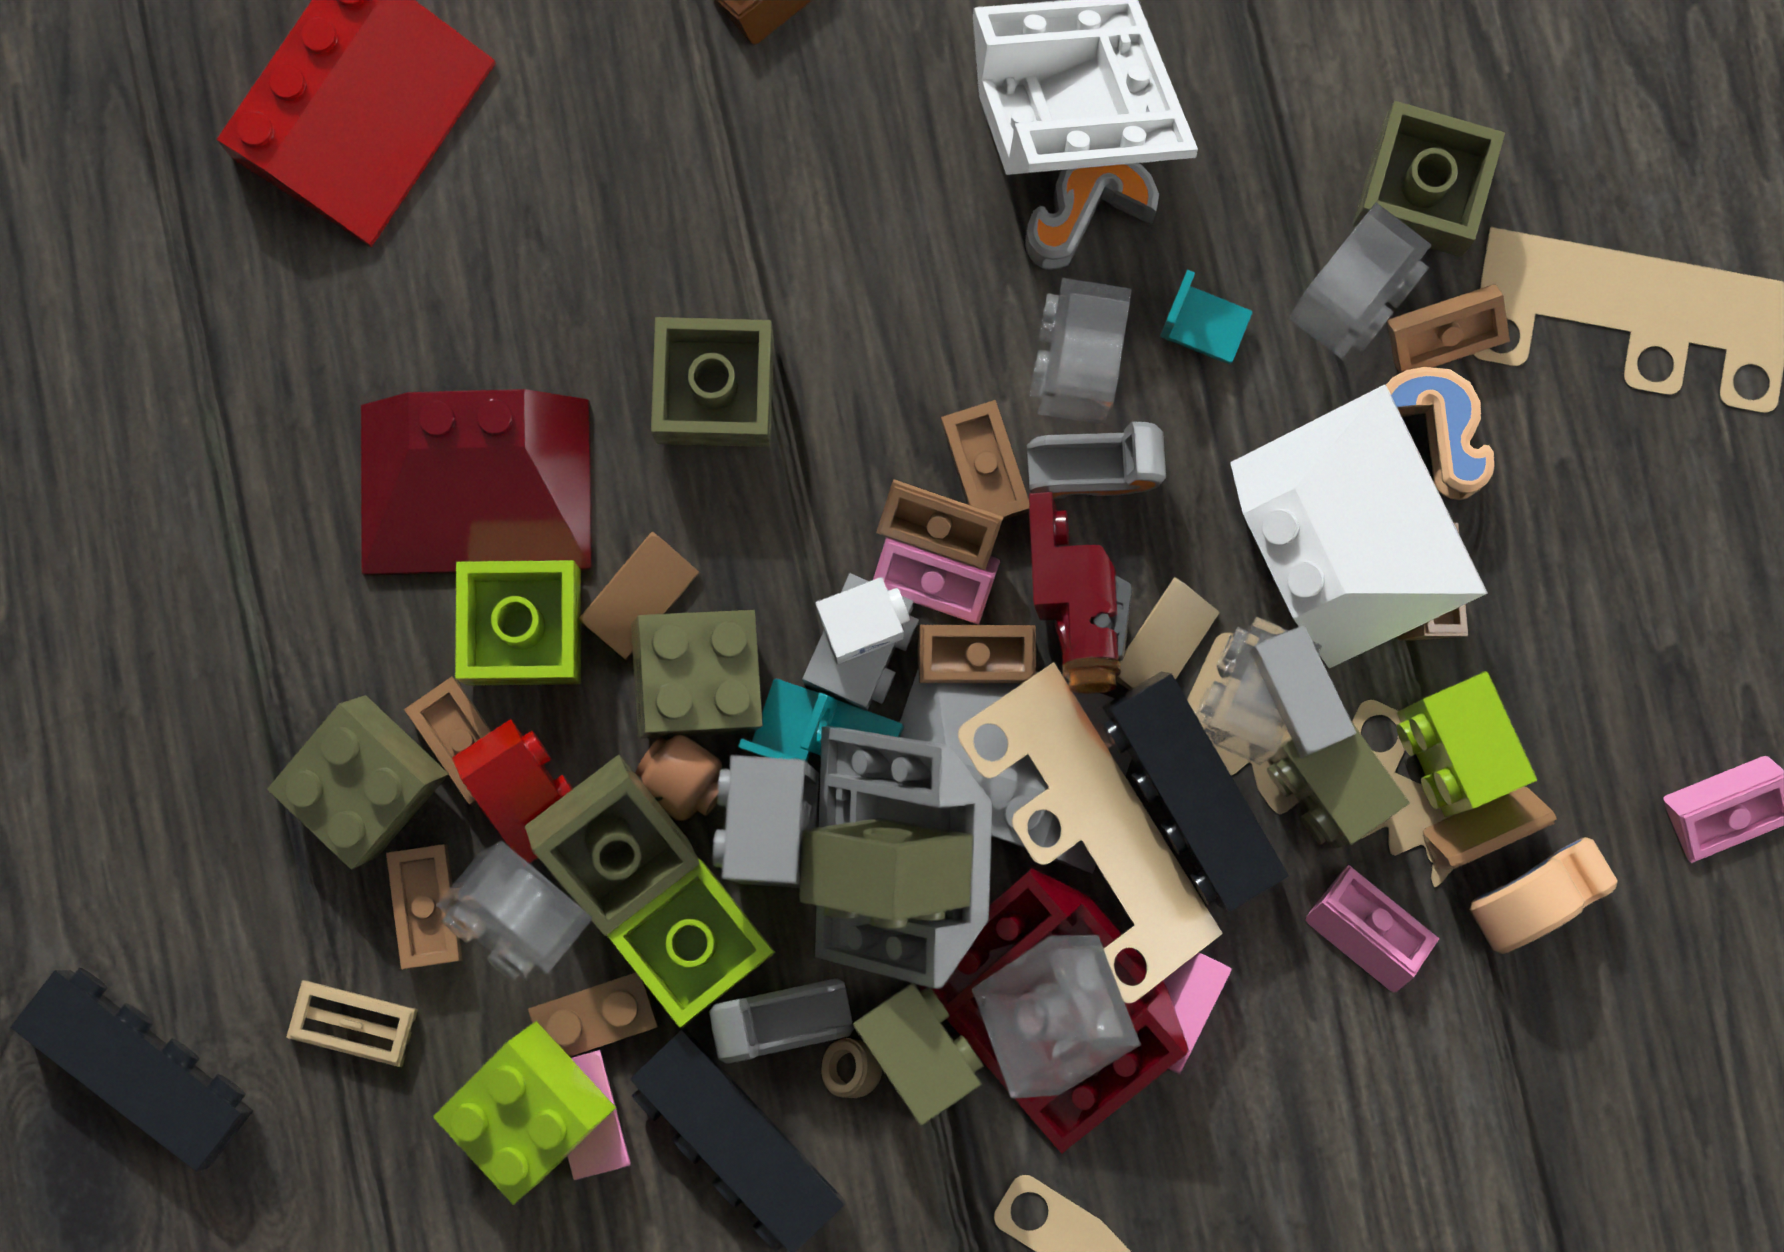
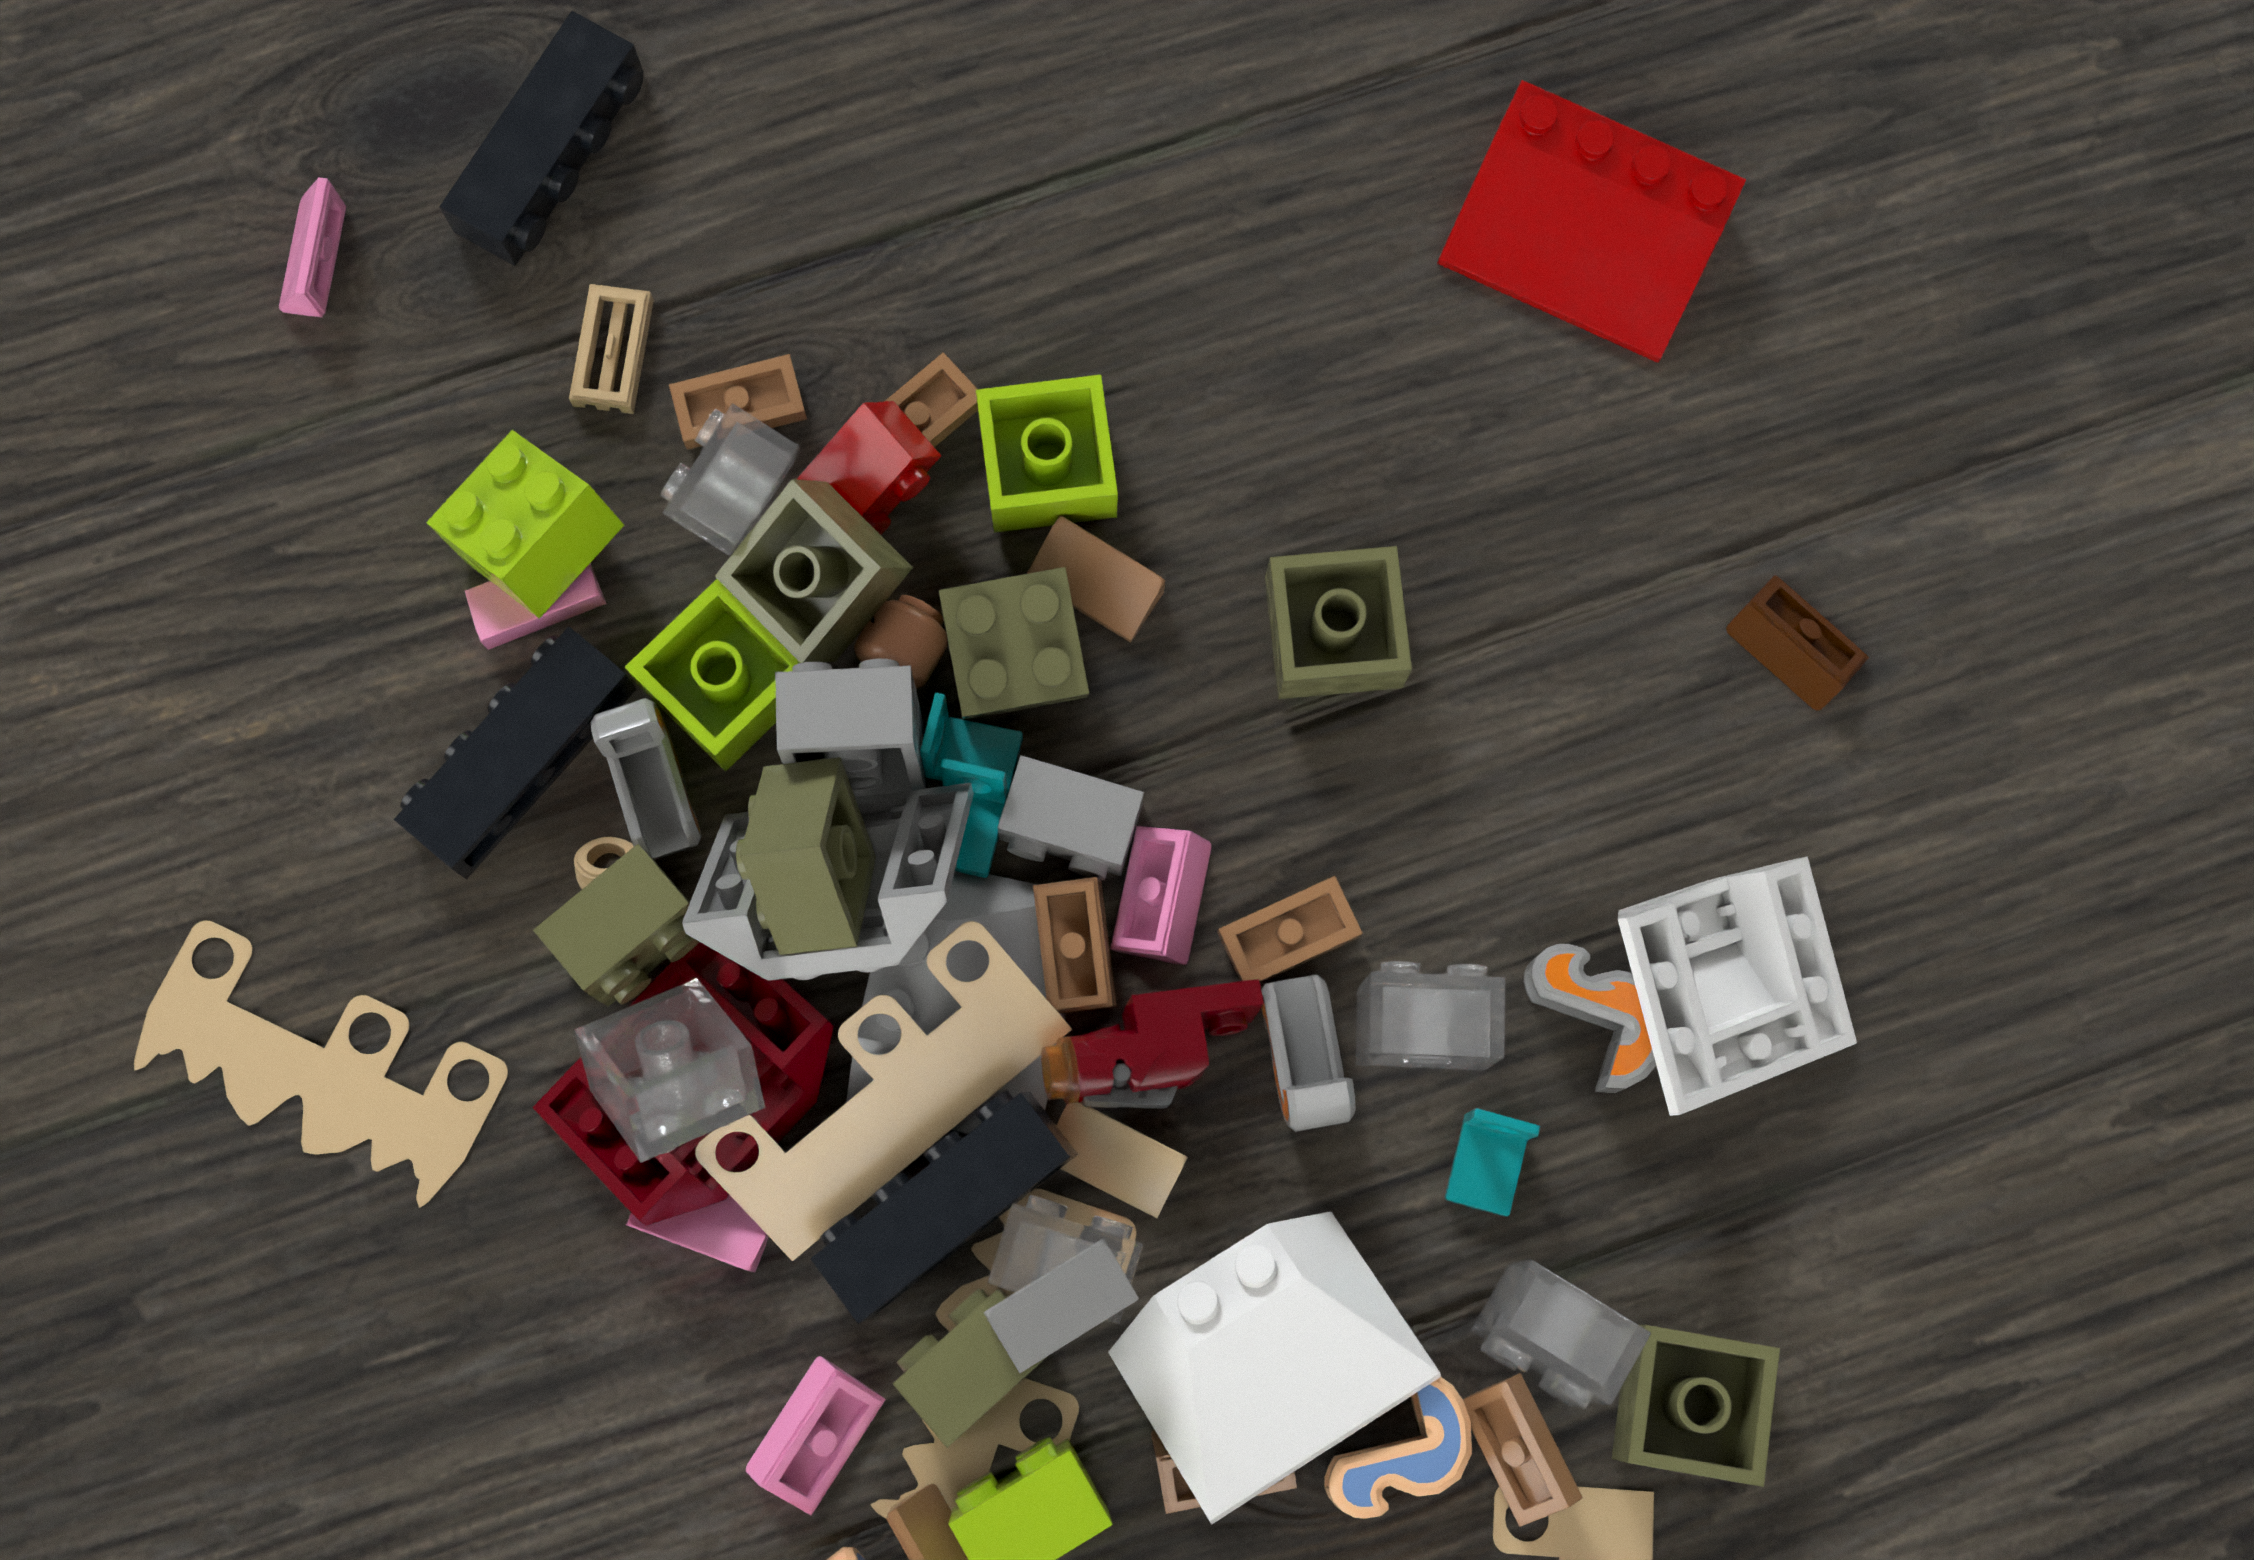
camera: 80 degrees right, 5 degrees down
(357, 781) = (859, 312): olive brick -> none
(474, 480) = (1197, 400): dark red slope -> none
(597, 1015) = (636, 586): medium nougat plate -> none
(862, 619) = (1089, 805): white brick -> none
(939, 524) = (1211, 887): medium nougat slope -> none

